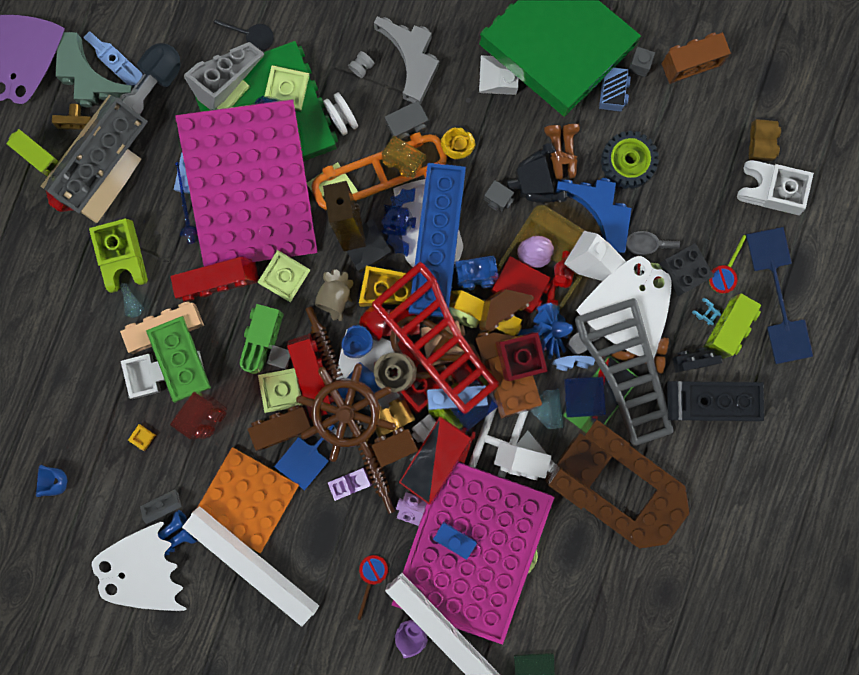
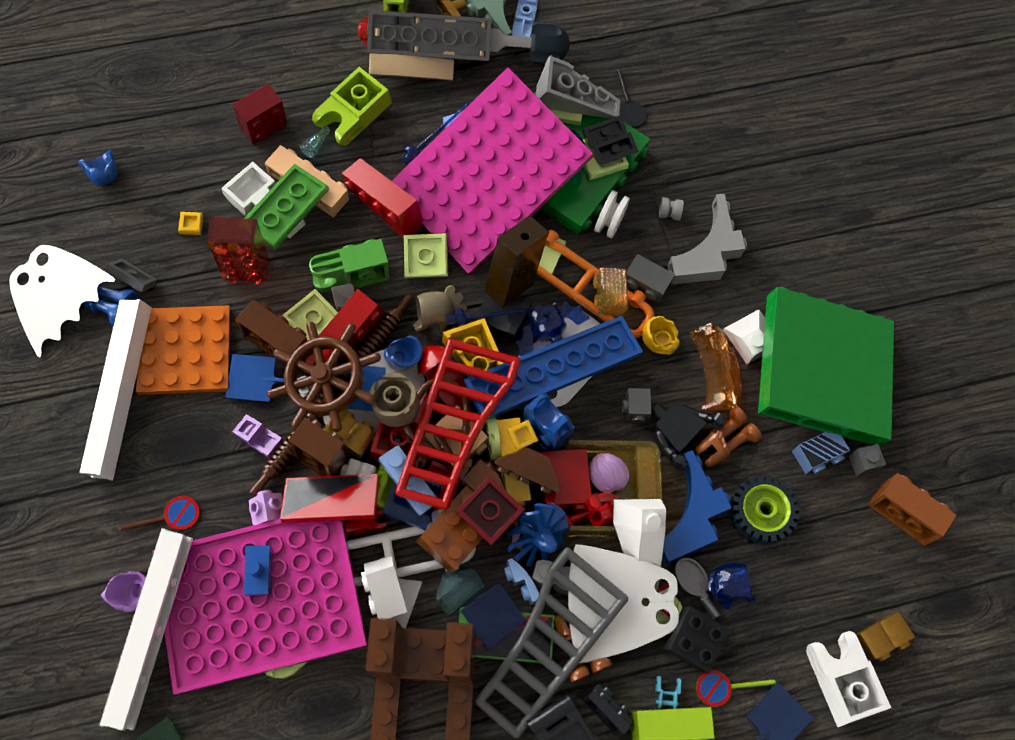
camera: 50 degrees right, 15 degrees down
(81, 330) = (260, 113): none -> dark red brick
(280, 74) = (609, 140): none -> black slope
(354, 282) = (460, 317): none -> clear blue sword
(476, 296) = (522, 435): none -> yellow tile
(509, 117) = (720, 368): none -> clear orange windscreen
(666, 220) = (730, 582): none -> clear blue piece

